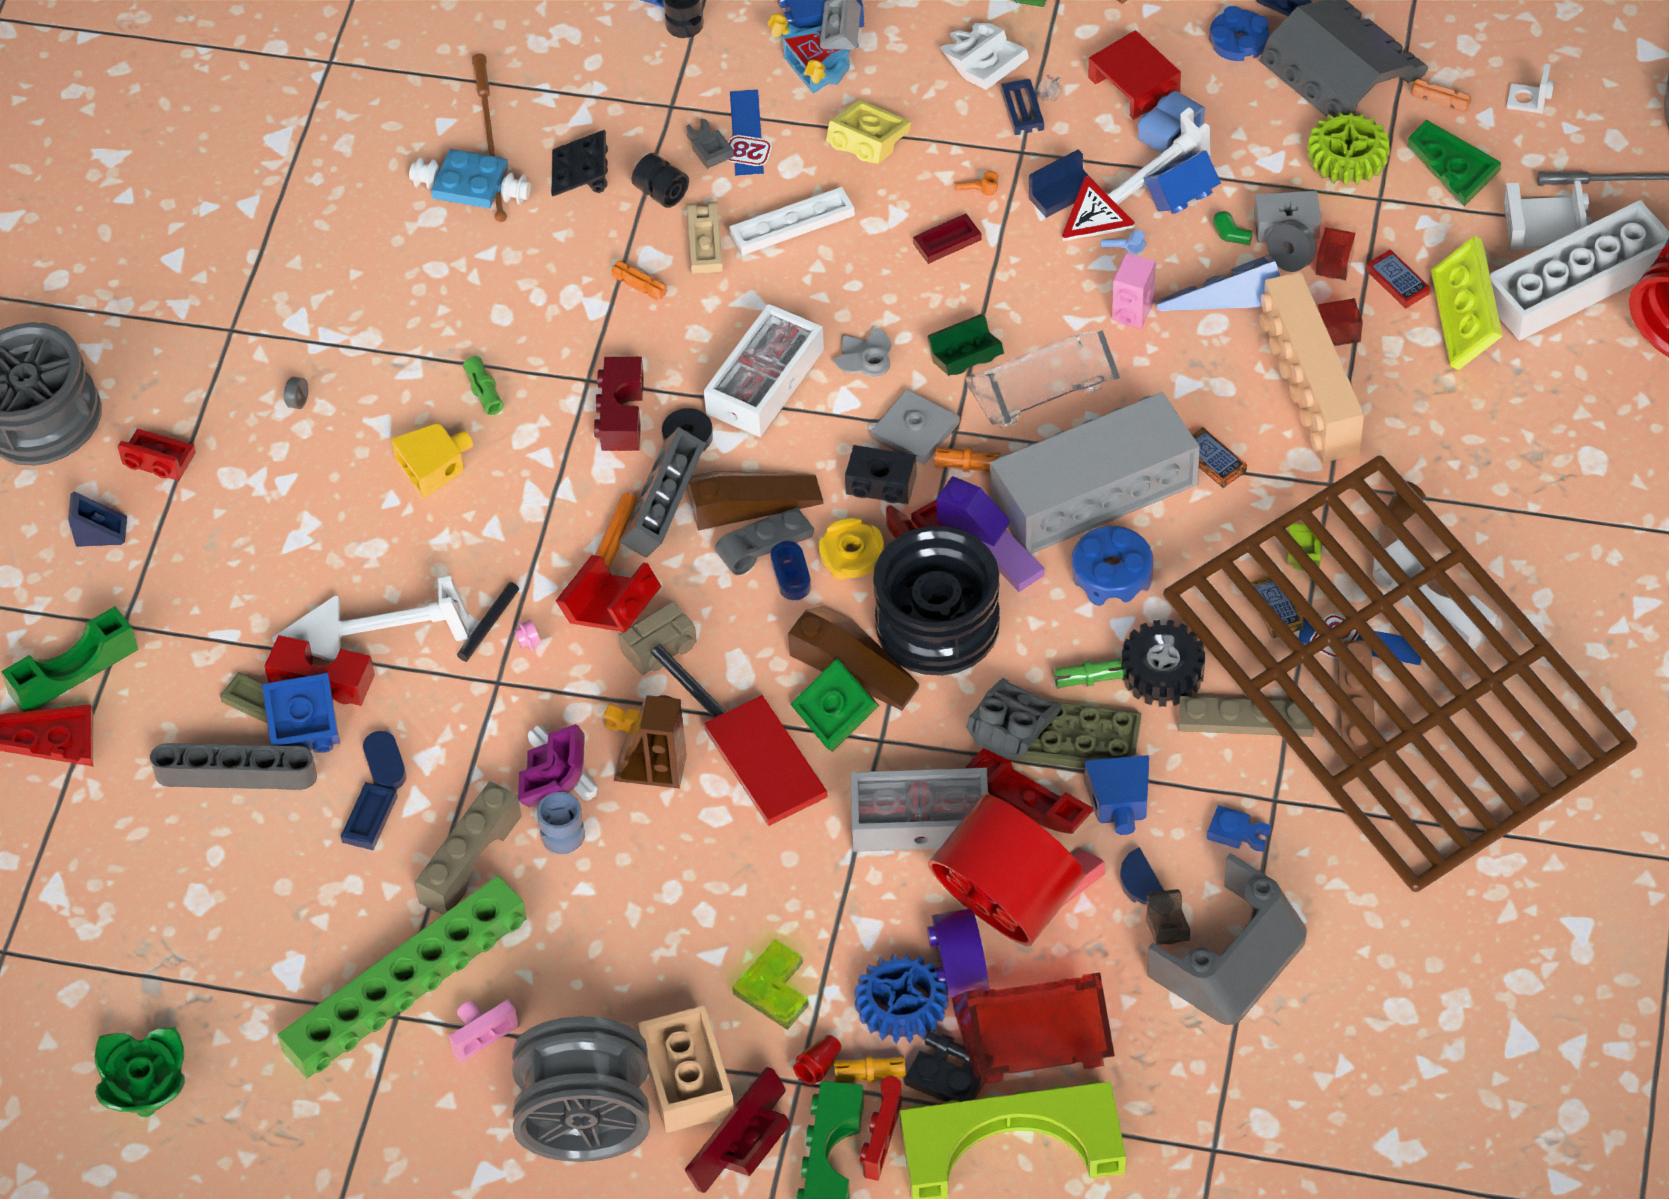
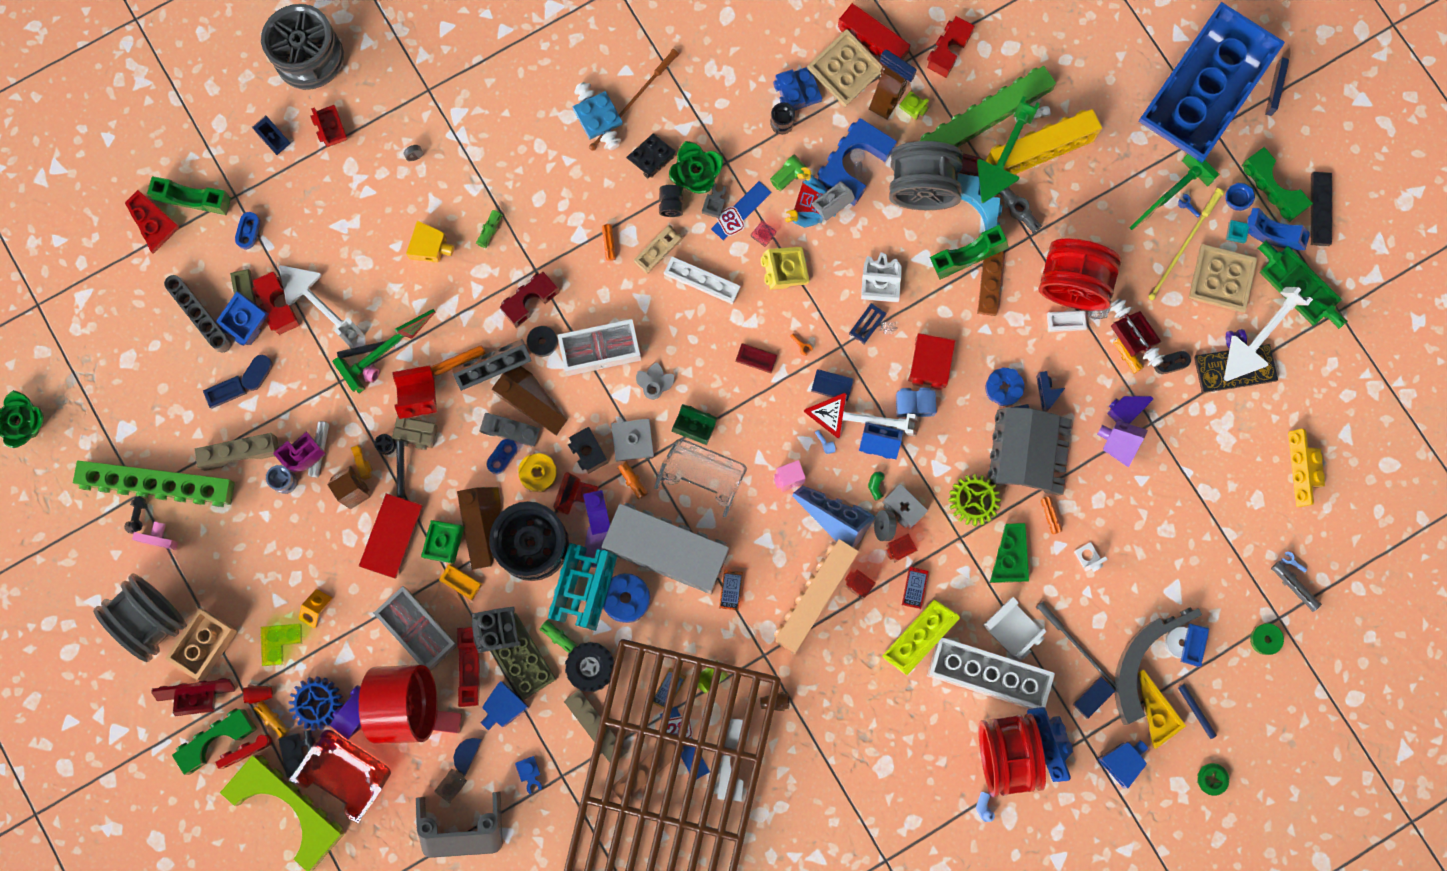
camera: 45 degrees right, 25 degrees up
(189, 639) = (245, 231): none -> blue plate
(435, 1038) = (135, 525): none -> black bar
(505, 653) = (408, 330): none -> green piece
(637, 674) = (382, 442): none -> black wheel
(651, 127) = (692, 156): none -> green brick
(754, 52) = (788, 173): none -> bright green piece
(768, 905) = (314, 606): none -> light orange bracket
(801, 125) = (763, 233): none -> clear pink plate
(905, 731) = (460, 582): none -> light orange tile
(1070, 574) = (595, 590): none -> teal fence

